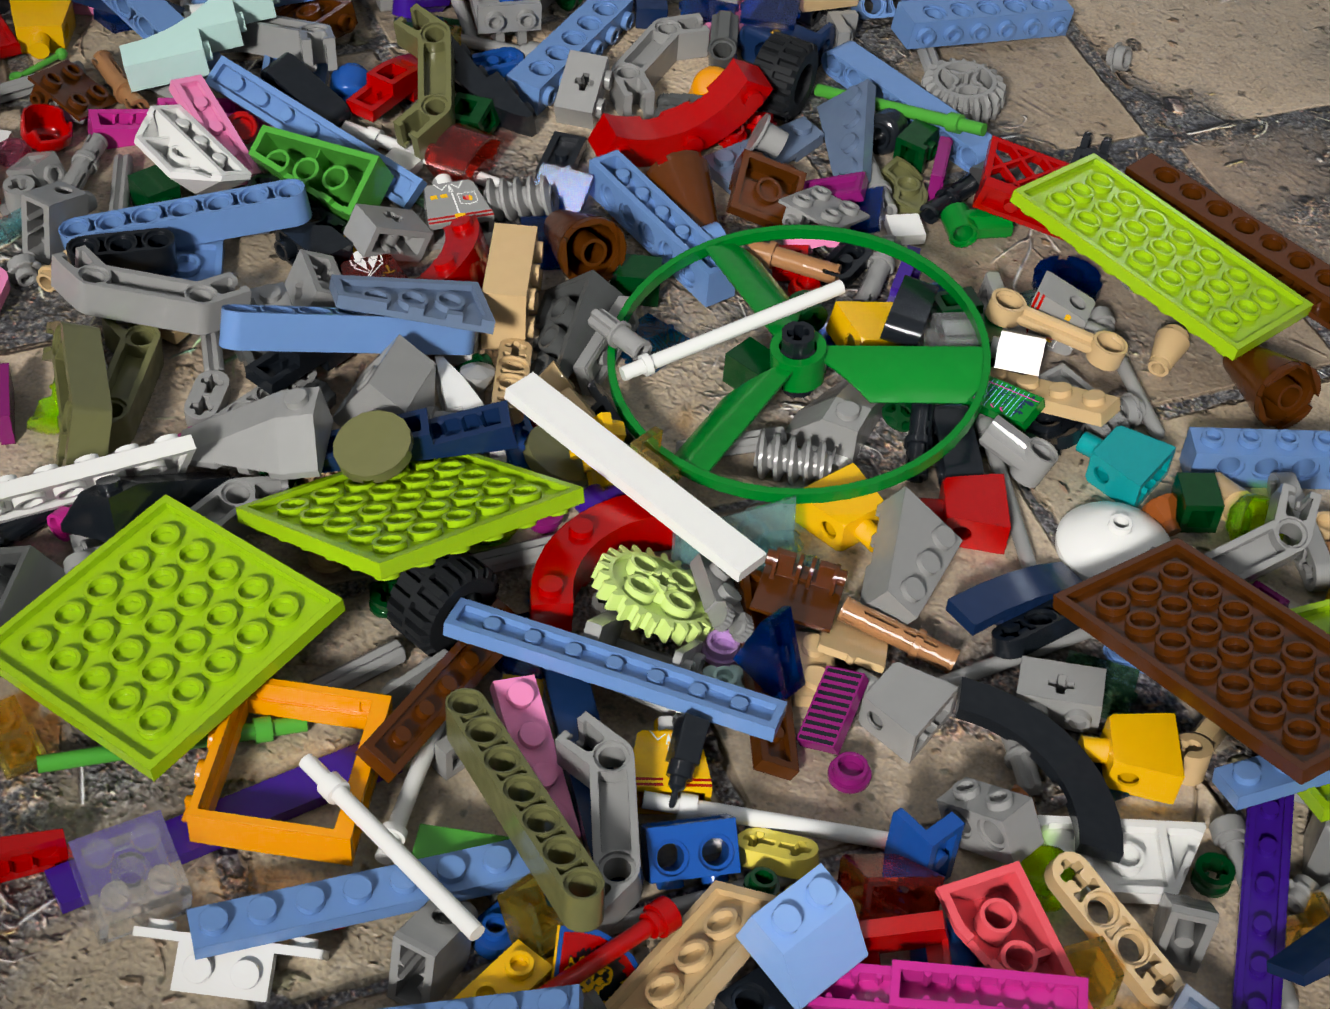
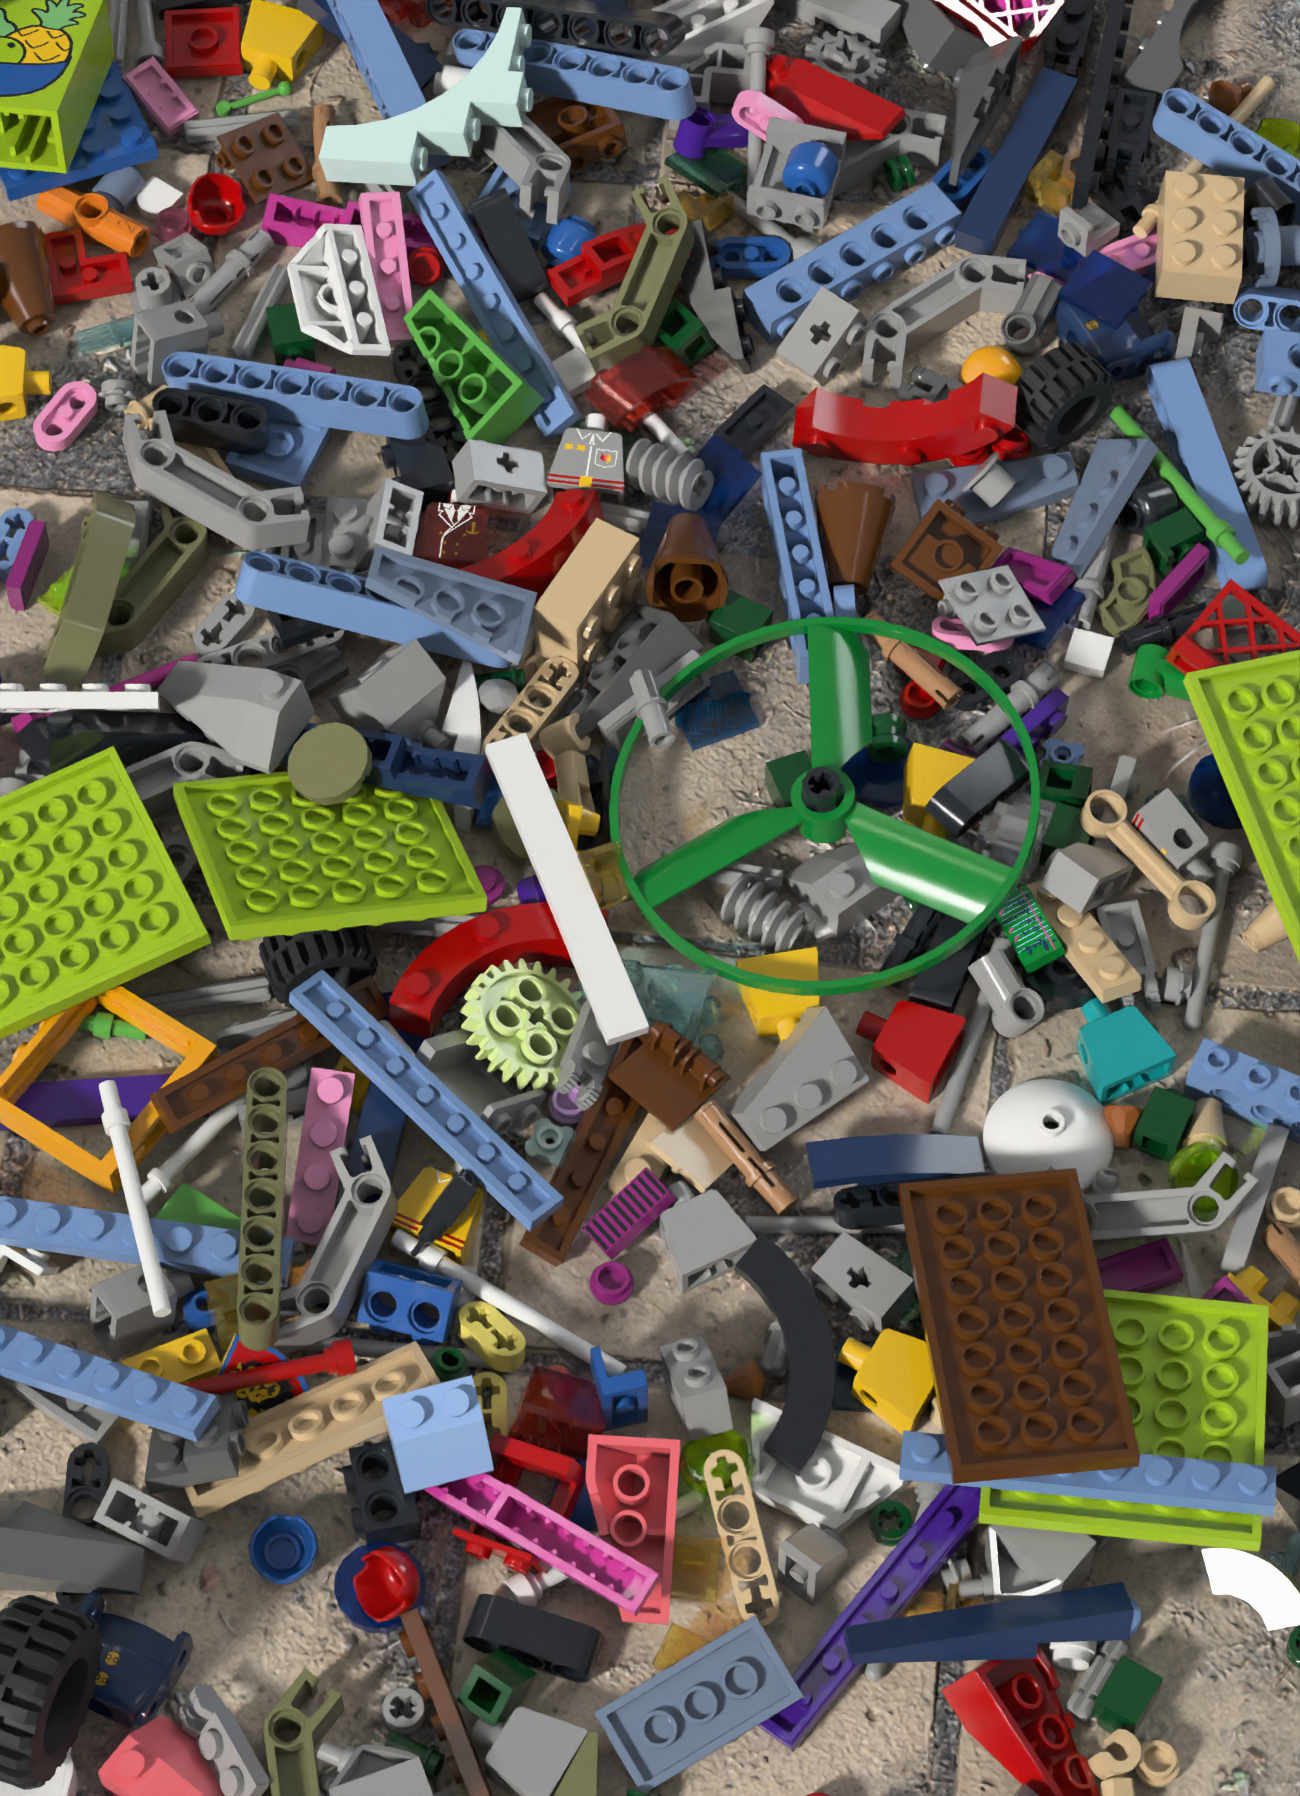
camera: 30 degrees right, 15 degrees up
(648, 363) = (766, 748): white bar -> none
(773, 655) = (594, 1141): clear blue slope -> none

